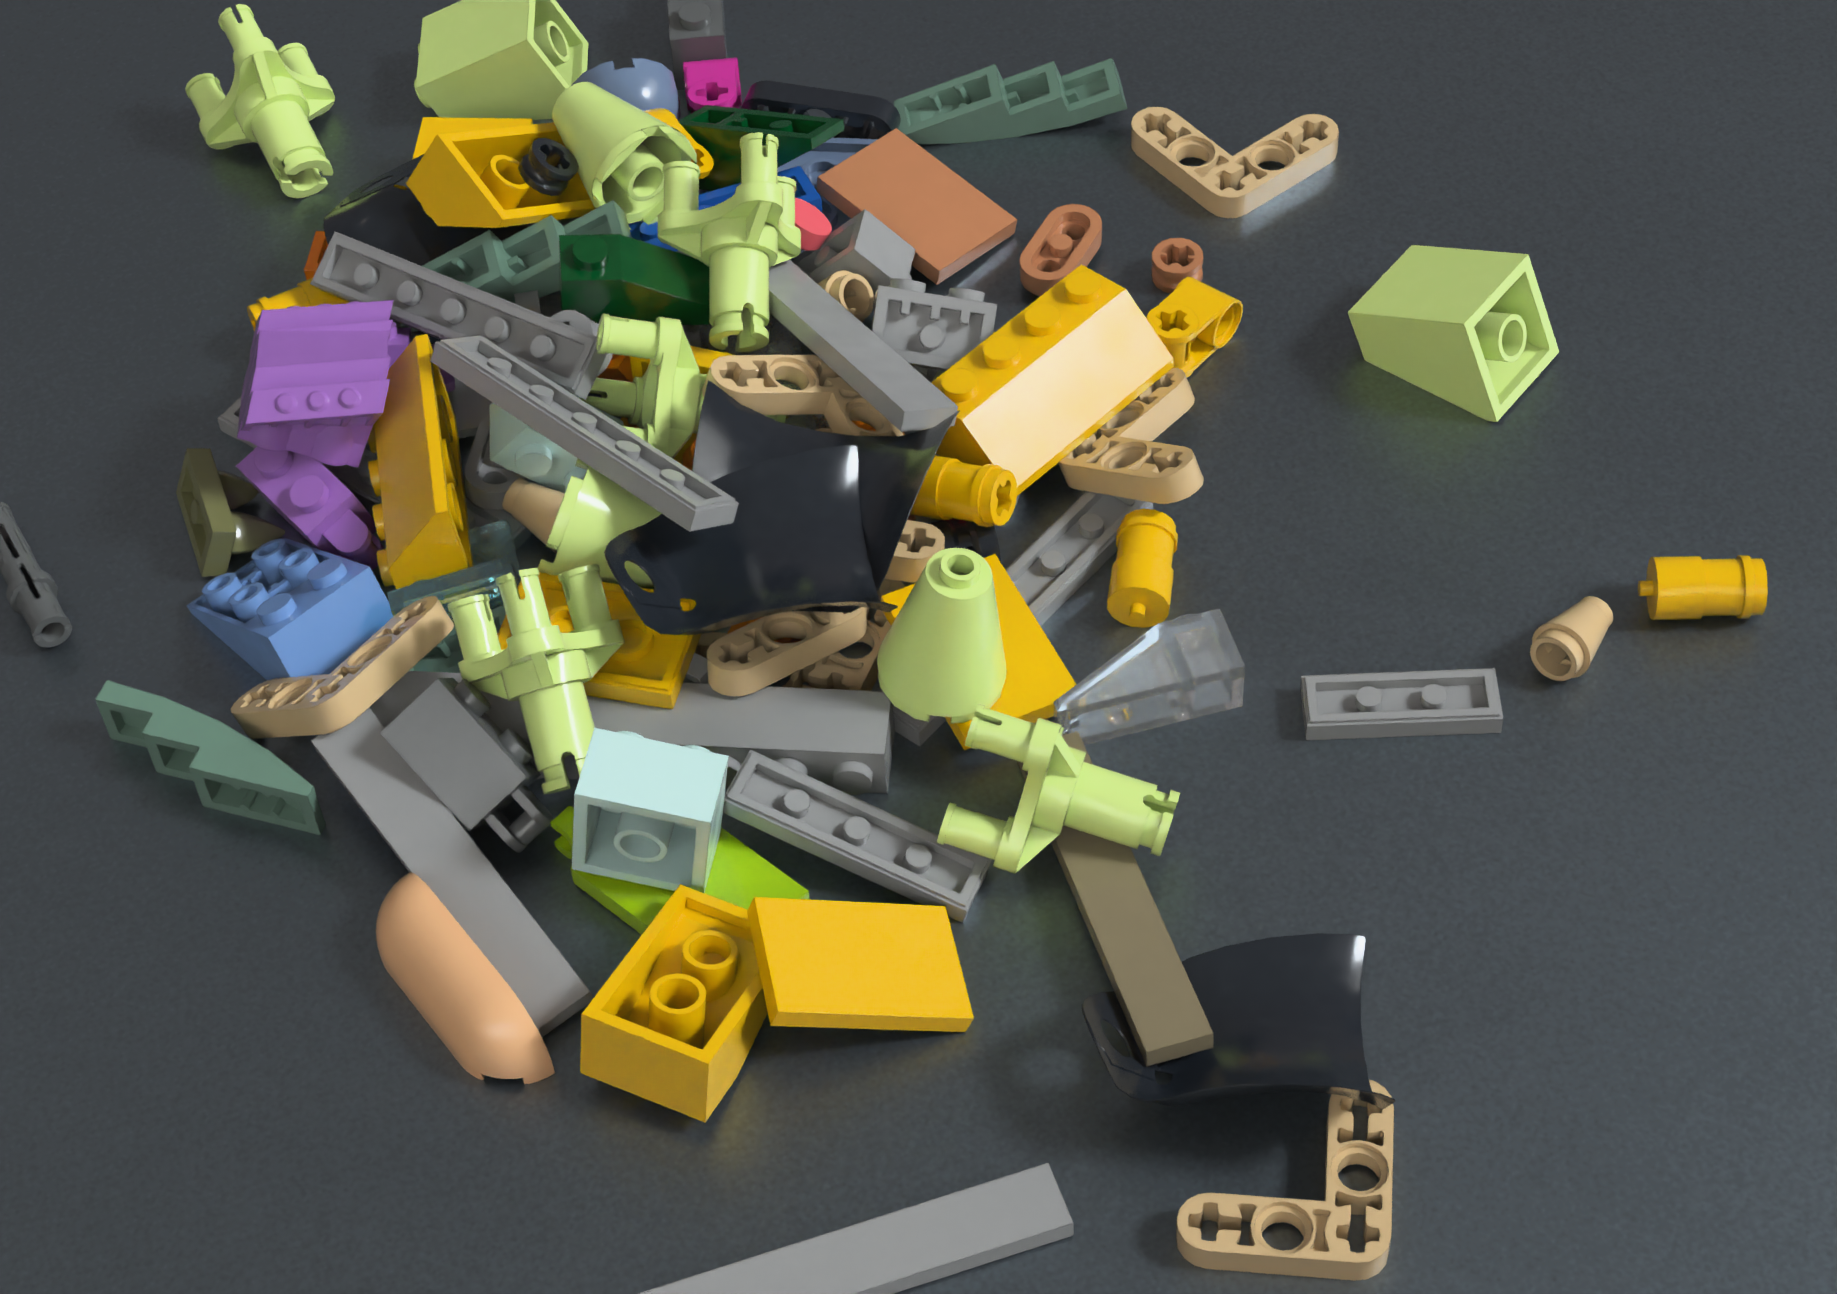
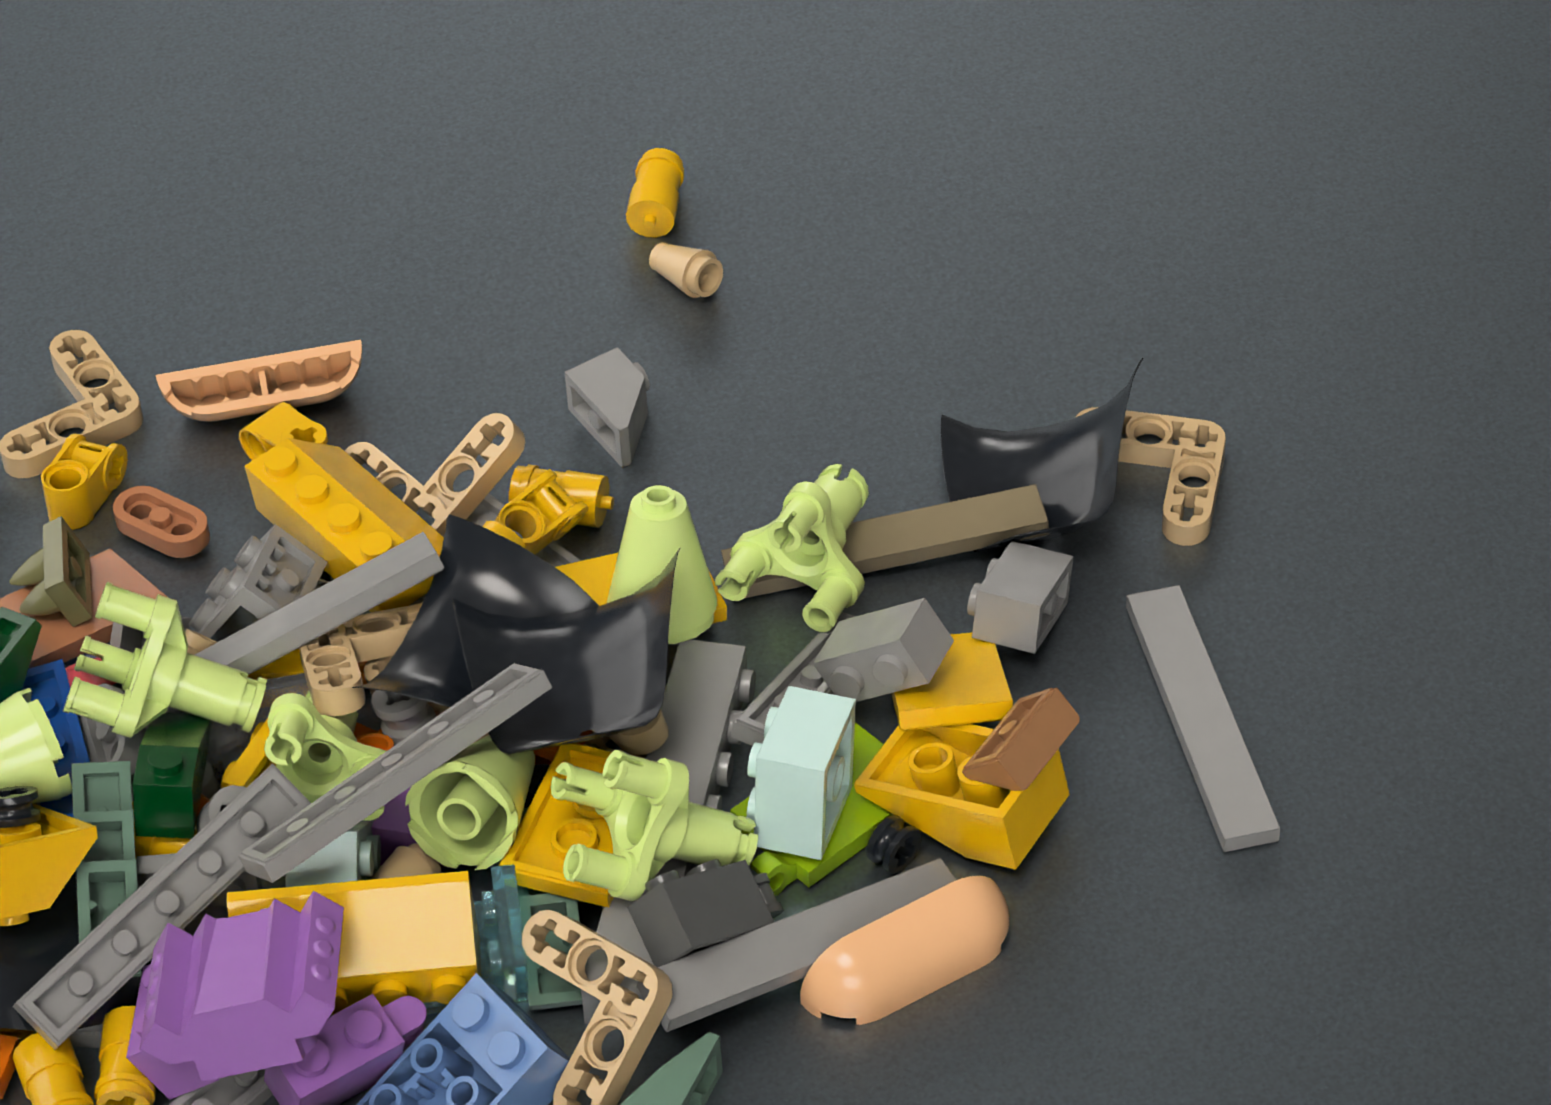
camera: 85 degrees left, 5 degrees down
(610, 943) = (894, 844): none -> black bush
(703, 1026) = (1023, 741): none -> medium nougat slope
(850, 874) = (884, 651): none -> light grey brick
(937, 174) = (59, 576): none -> olive tile
(1007, 1033) = (1020, 596): none -> light grey brick
(1076, 538) = (542, 512): none -> yellow piece
(1107, 175) = (82, 479): none -> yellow piece
(1160, 679) = (679, 463): clear slope -> none
(1174, 261) = (200, 441): nougat bush -> none
(1269, 284) = (262, 382): none -> light nougat brick
(1303, 596) = (610, 401): none -> light grey slope
(1401, 704) = (723, 374): light grey tile -> none
(1458, 326) = (344, 280): yellowish green slope -> none

